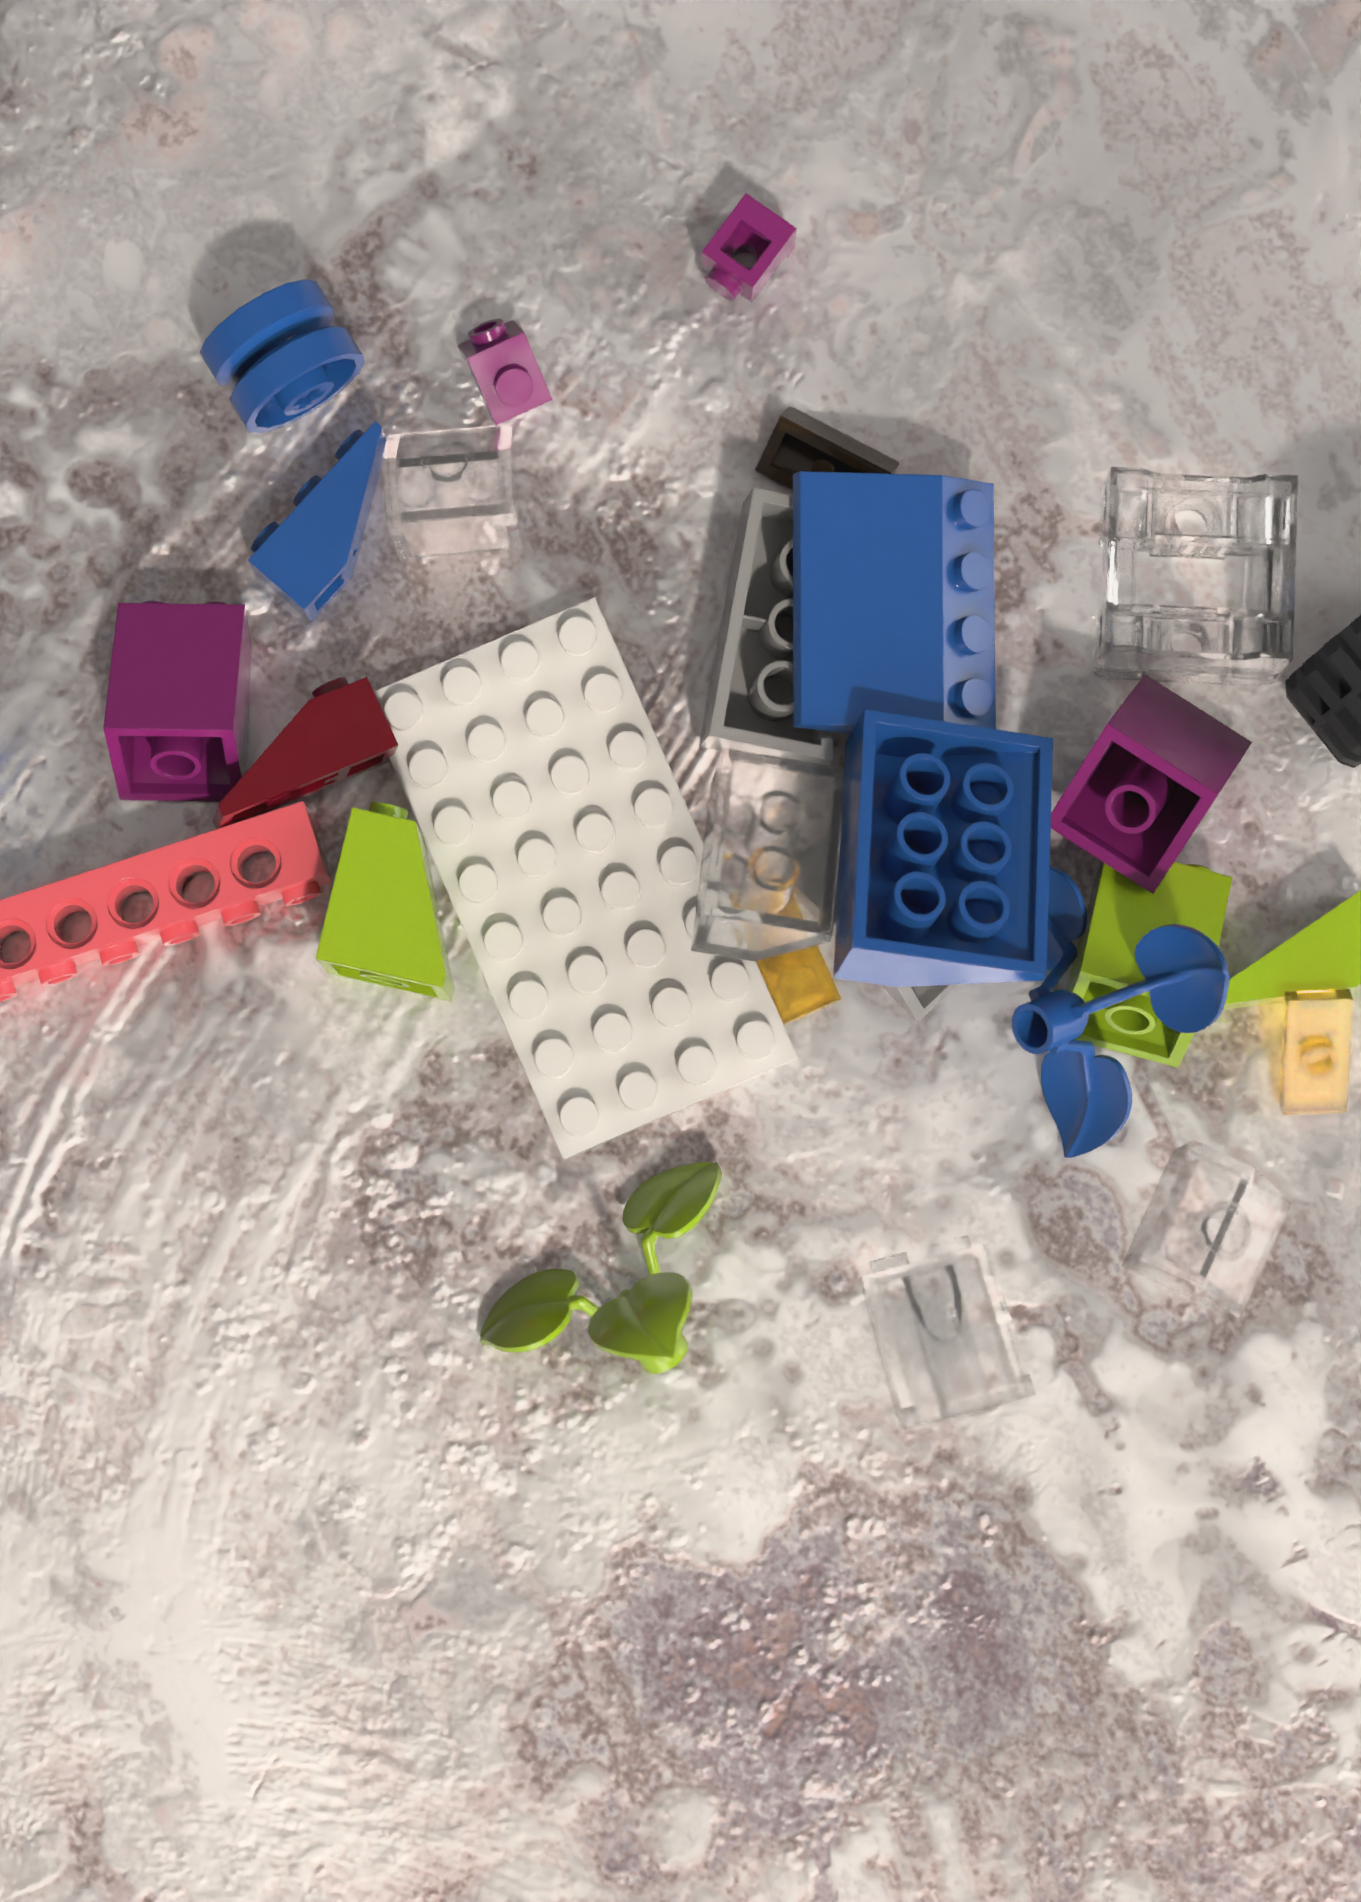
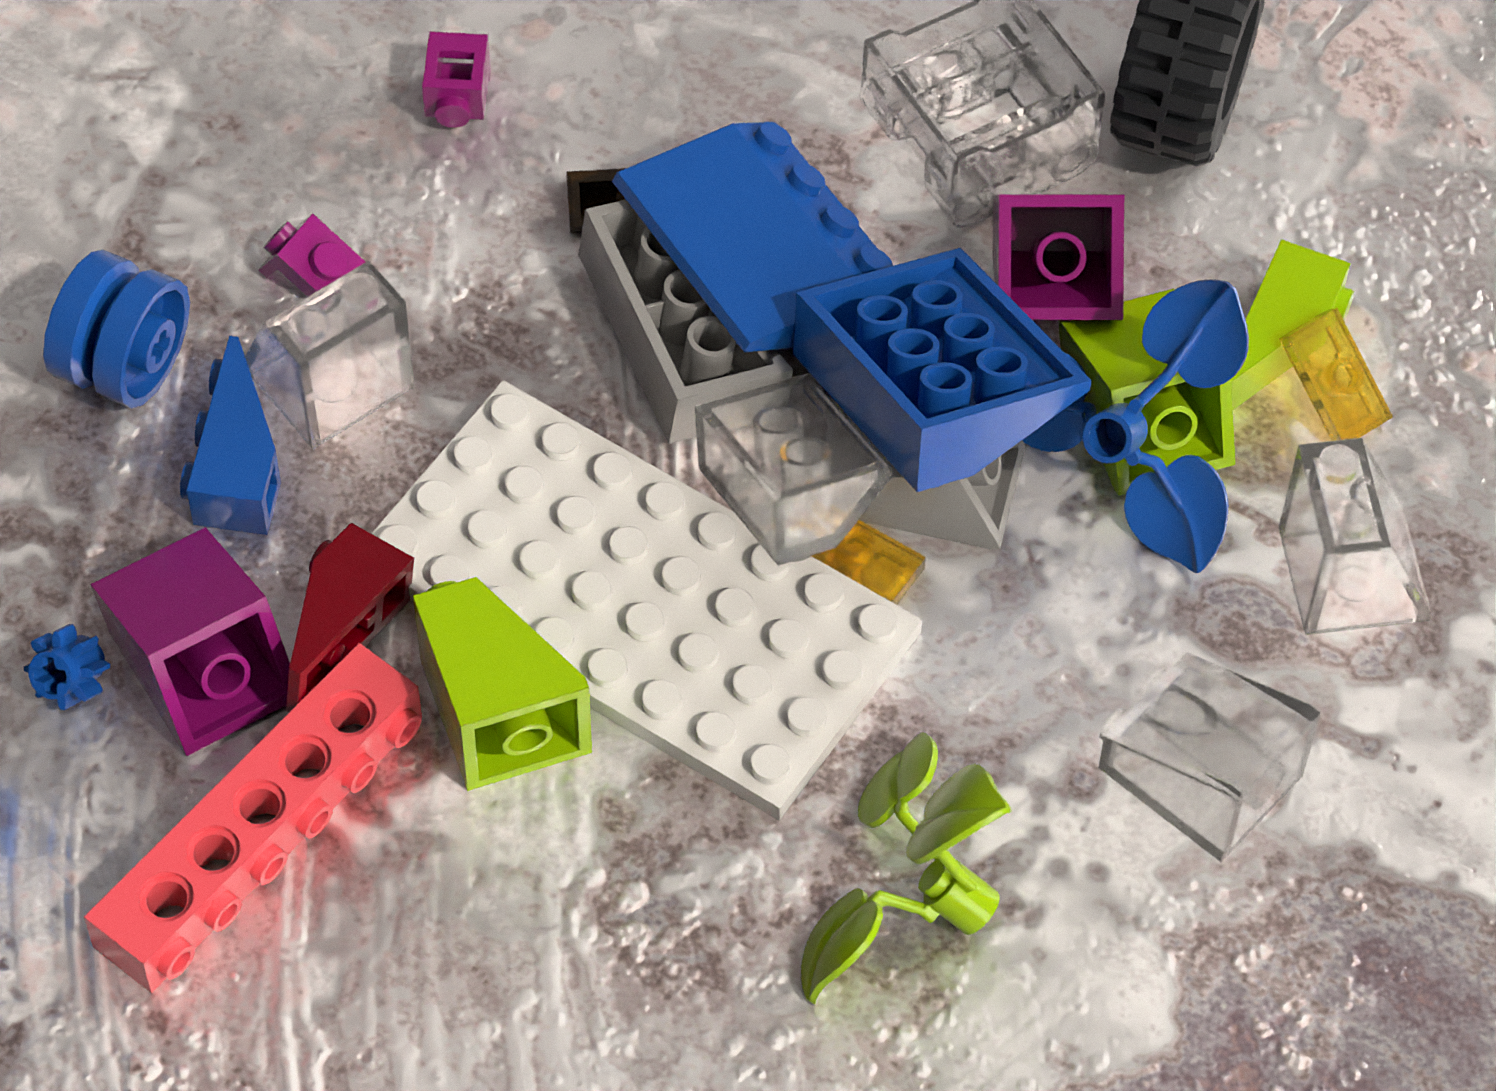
camera: 35 degrees left, 25 degrees down
(60, 665) = (66, 667): none -> blue gear

